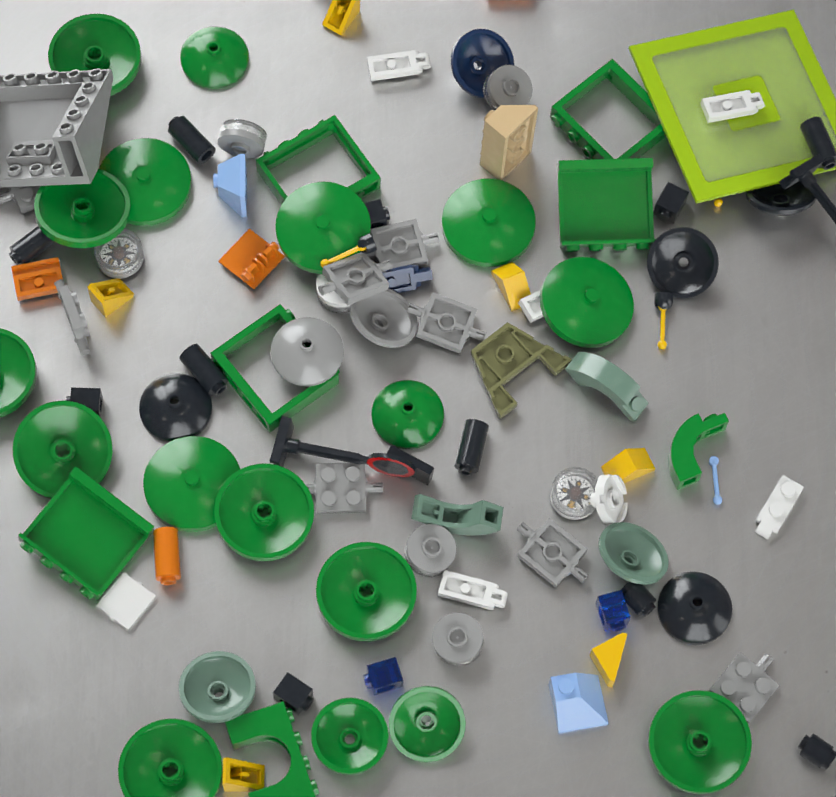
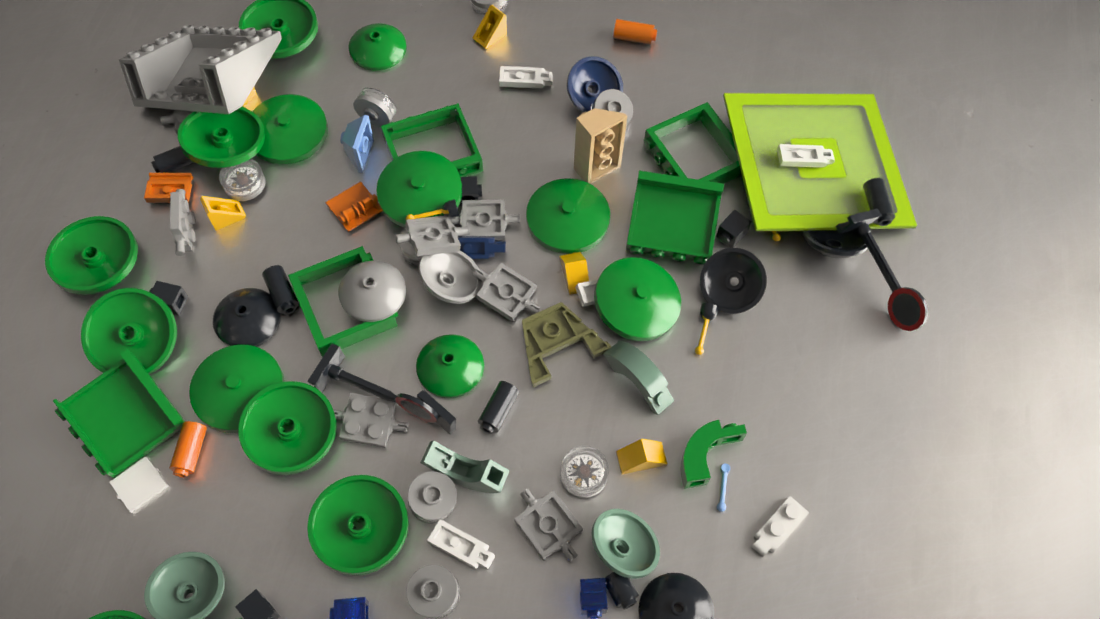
camera: 15 degrees right, 5 degrees down
(191, 139) = (335, 103): black brick -> none
(609, 499) = (614, 484): white plate -> none

